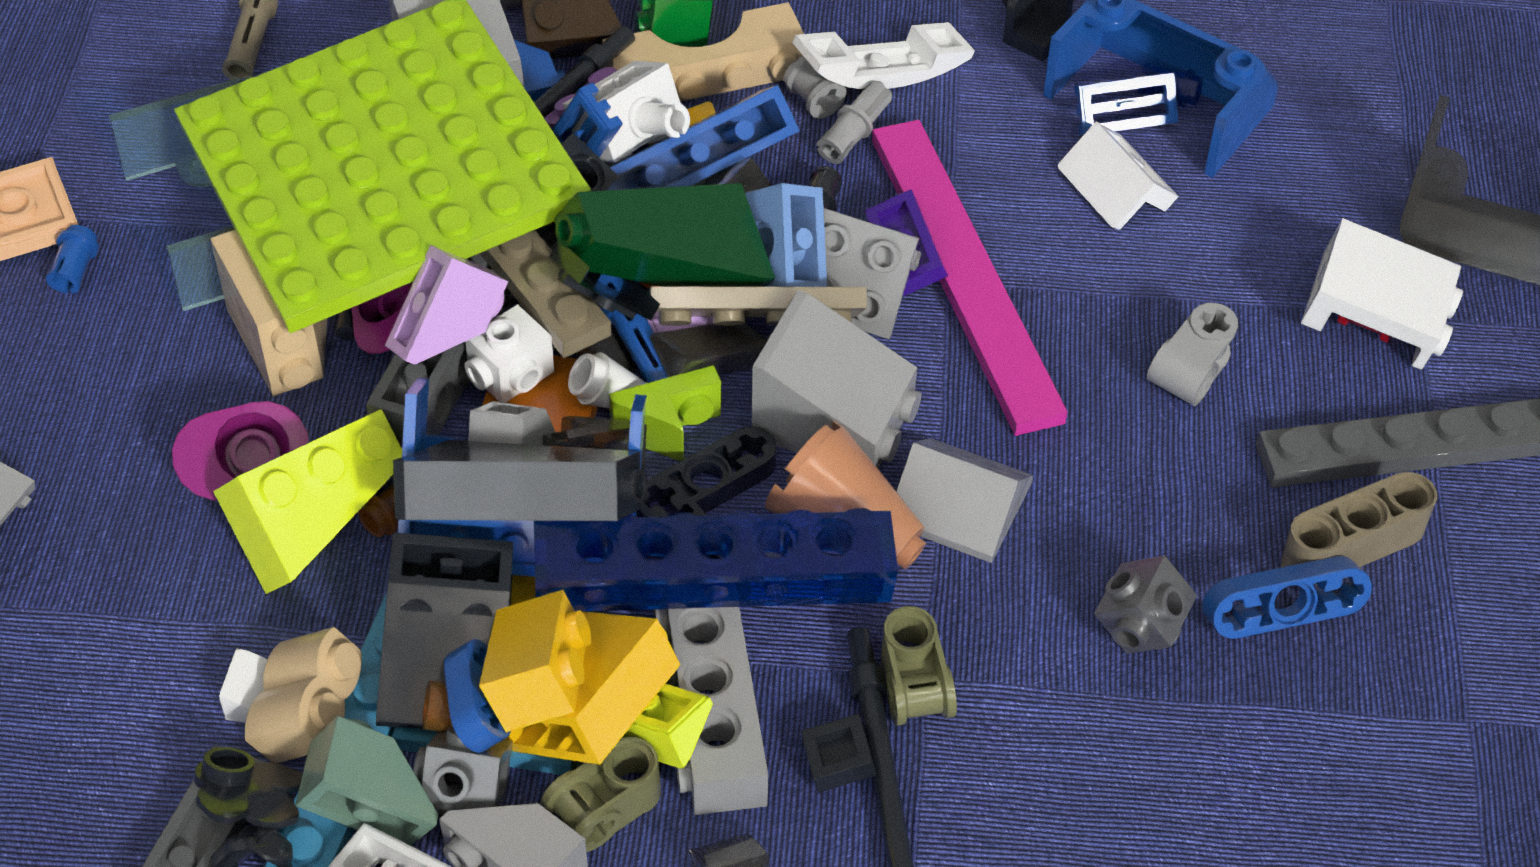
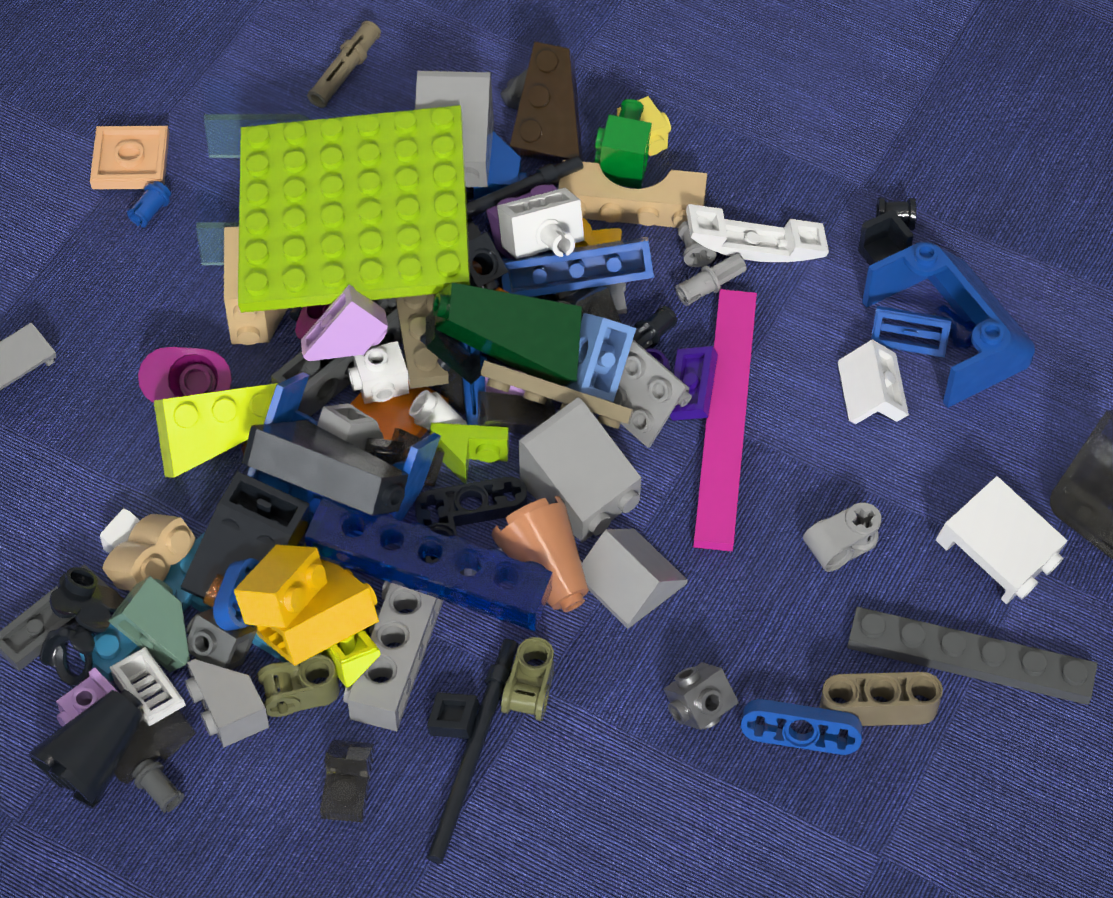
camera: 25 degrees right, 5 degrees up
(597, 117) = (504, 237): blue tile -> none

